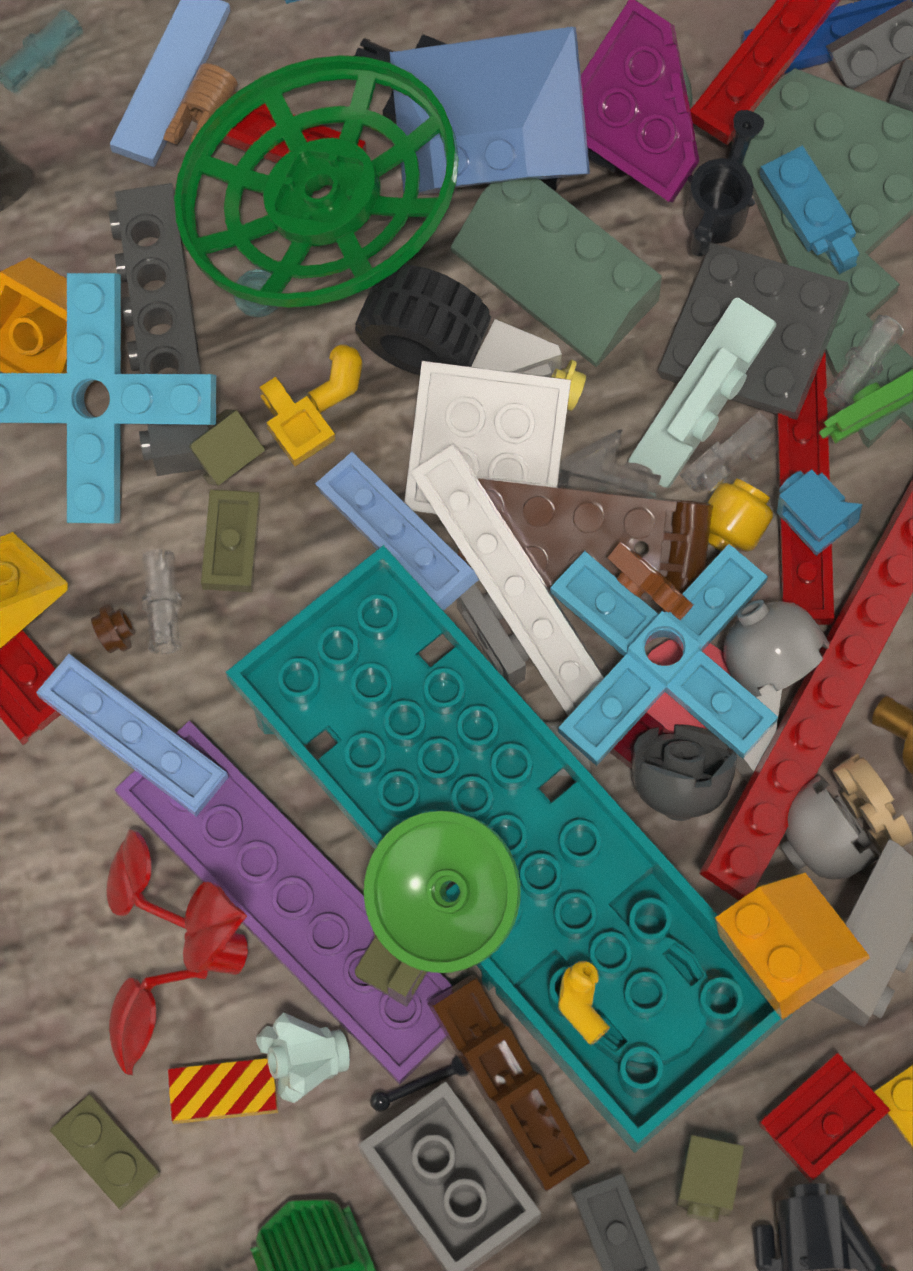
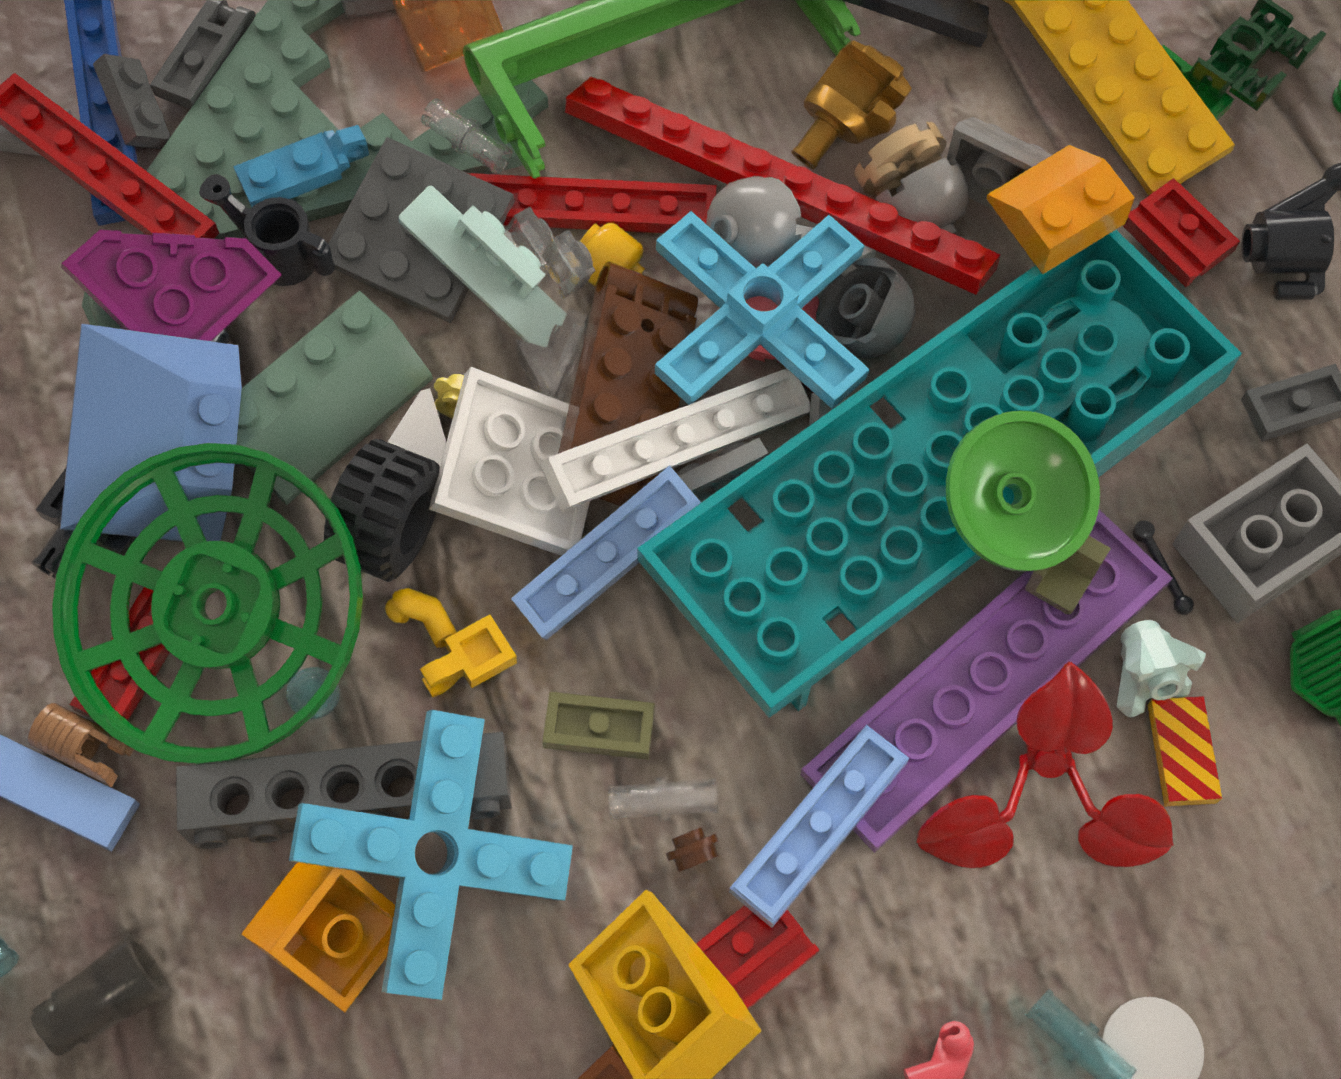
camera: 90 degrees left, 5 degrees down
(105, 1152) = (1254, 870): olive plate -> none
(225, 447) = (507, 717): olive panel -> none
(509, 1083) = (1171, 481): reddish brown slope -> none
(577, 999) = (1114, 391): yellow arm -> none
(642, 577) = (688, 313): dark orange plate -> none
(709, 1178) = (1247, 319): olive brick -> none
(816, 510) = (616, 181): dark azure window -> none

